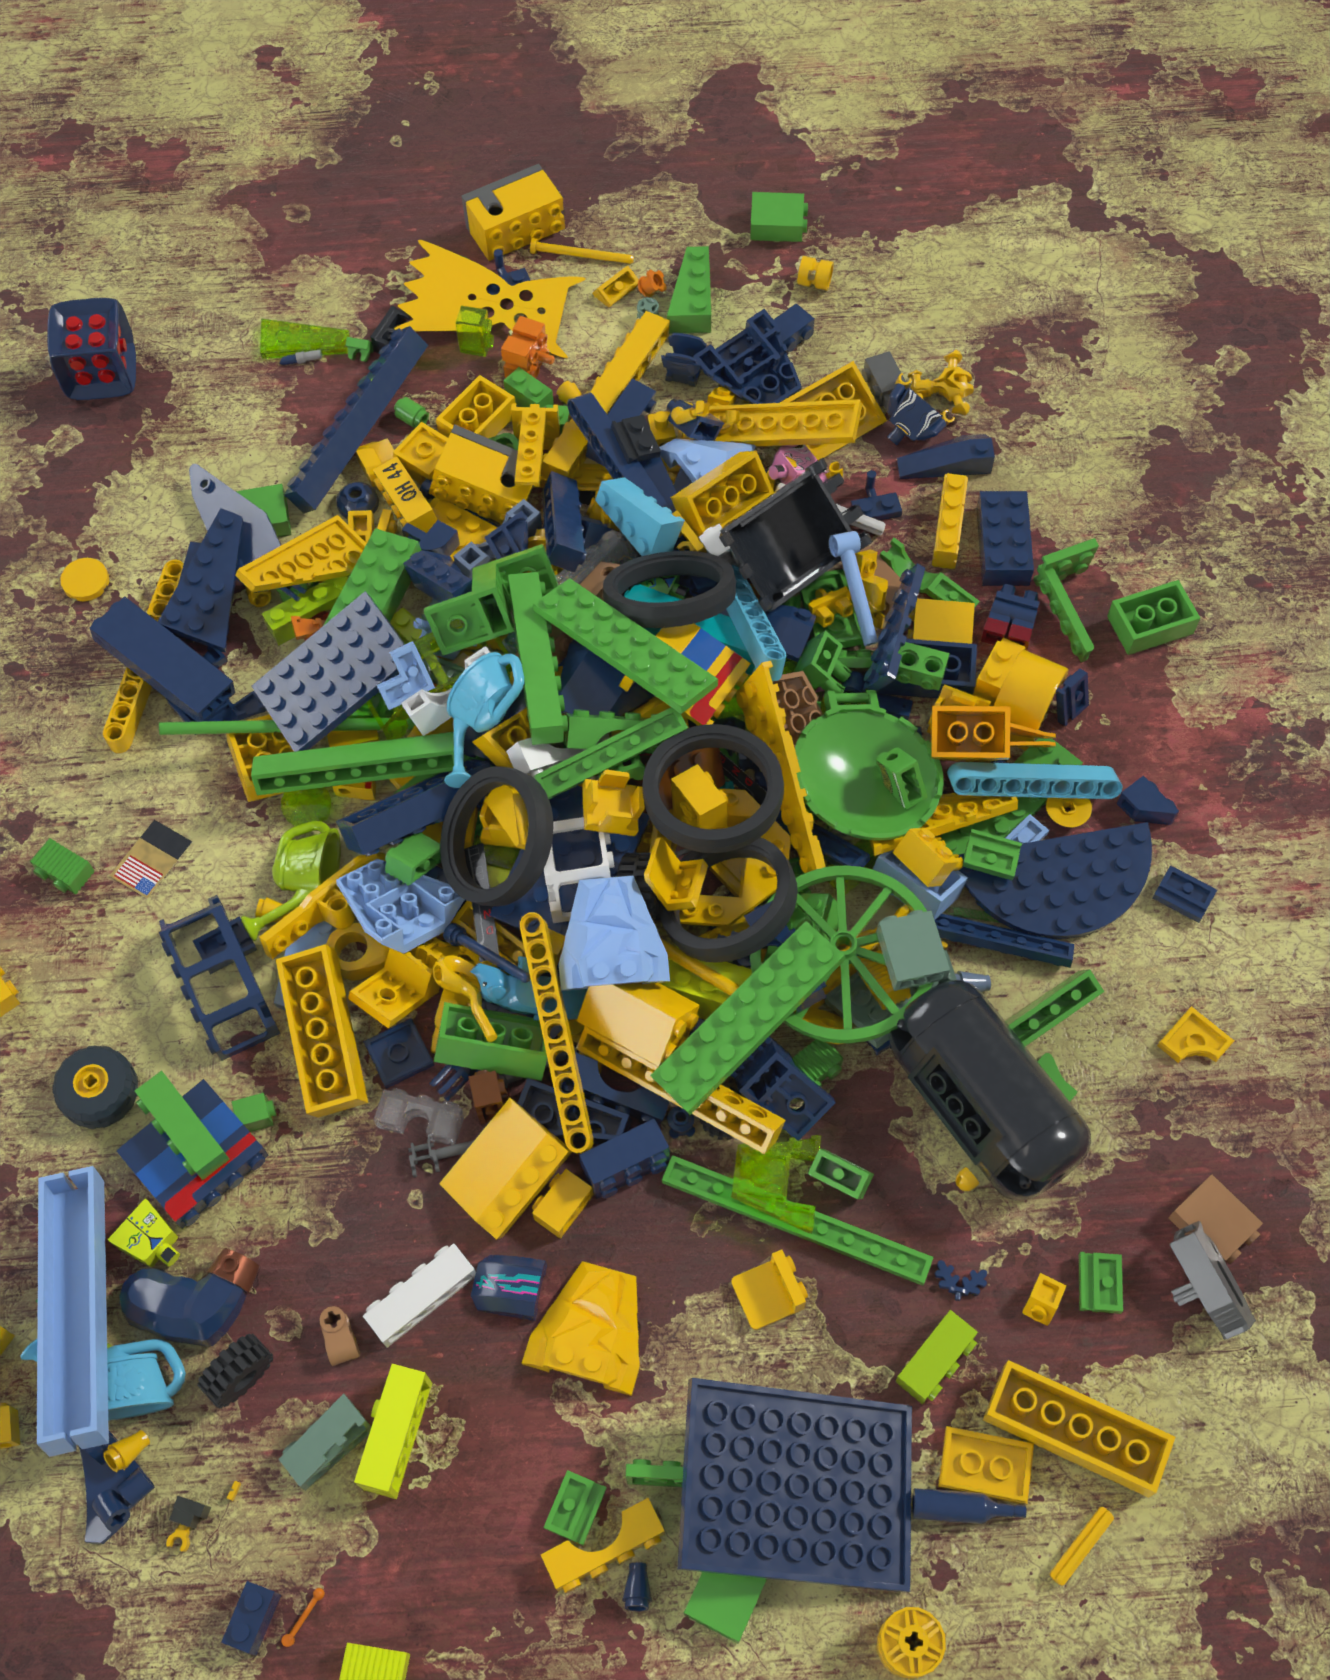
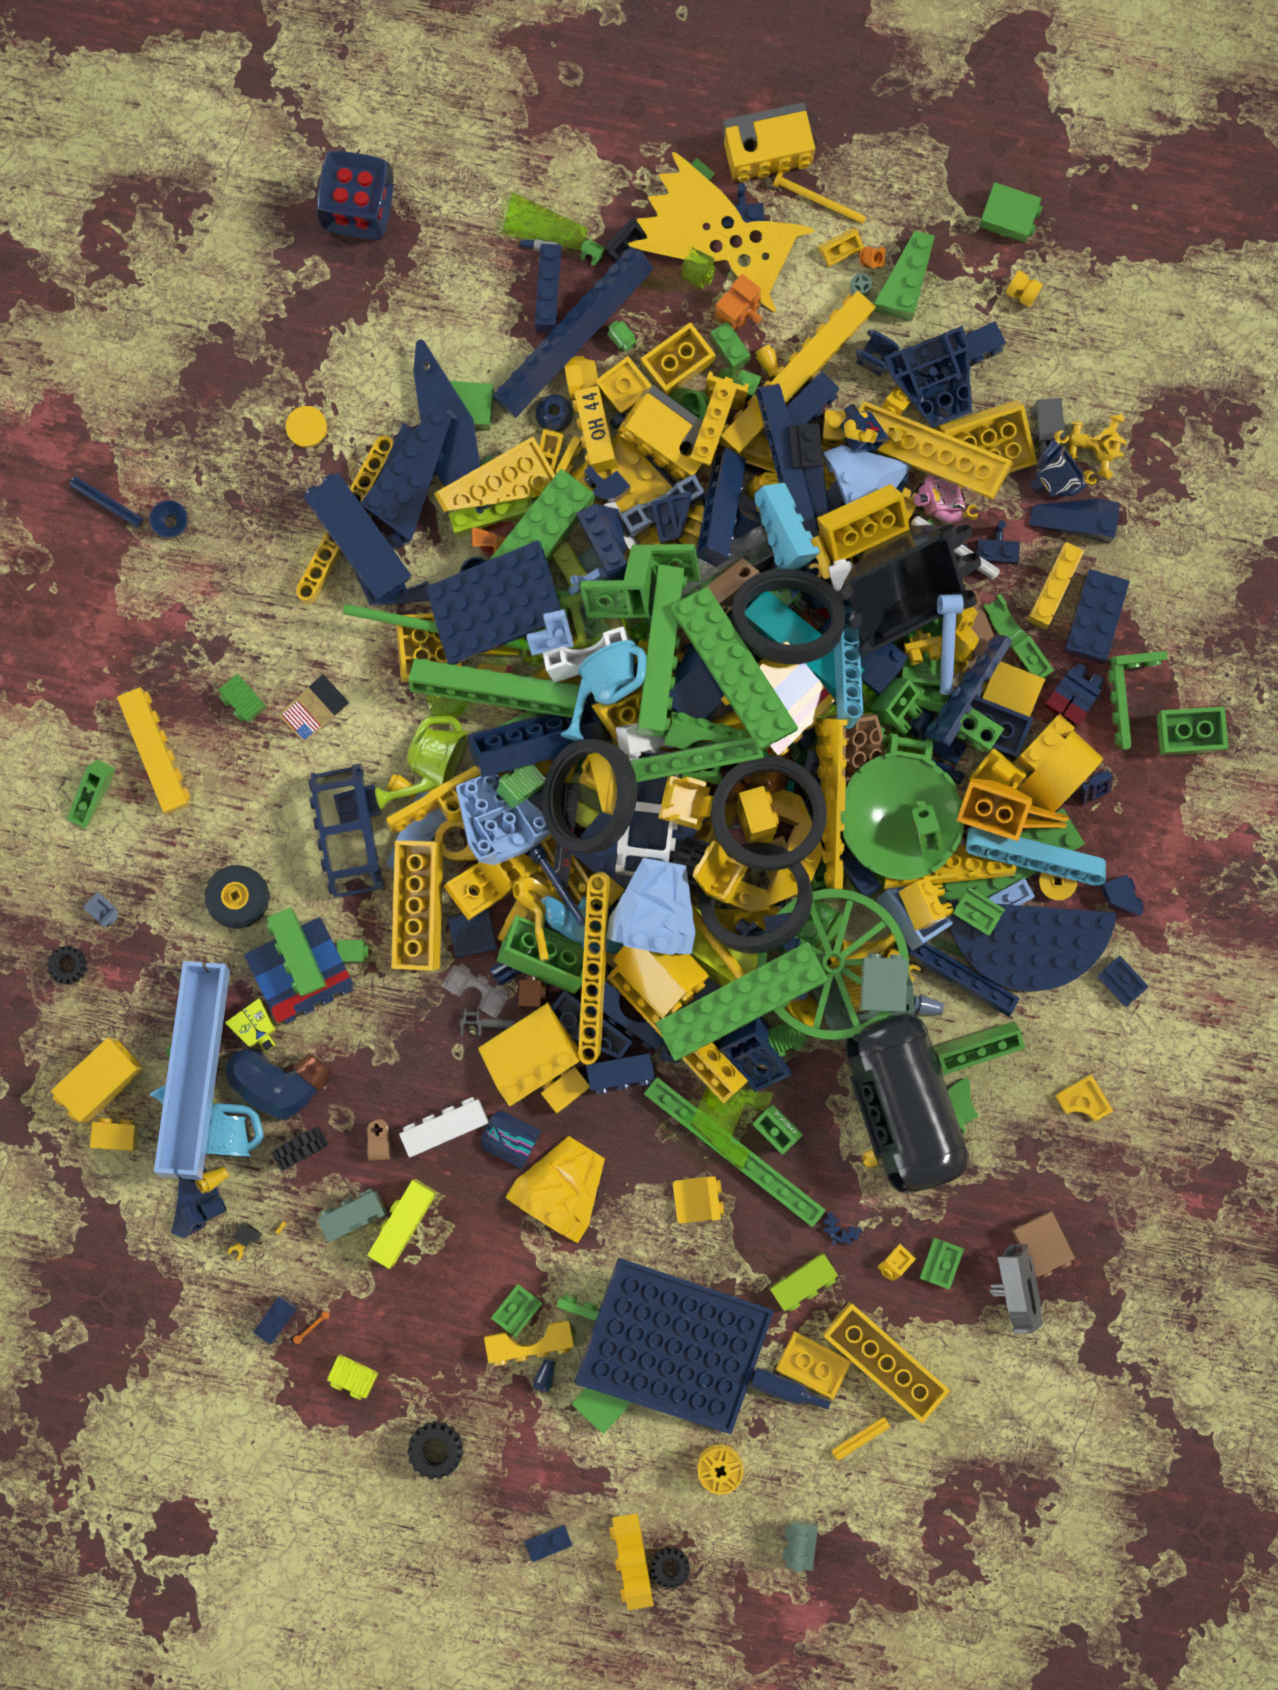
camera: 15 degrees right, 20 degrees up
(319, 386) = (548, 287): none -> dark blue arch

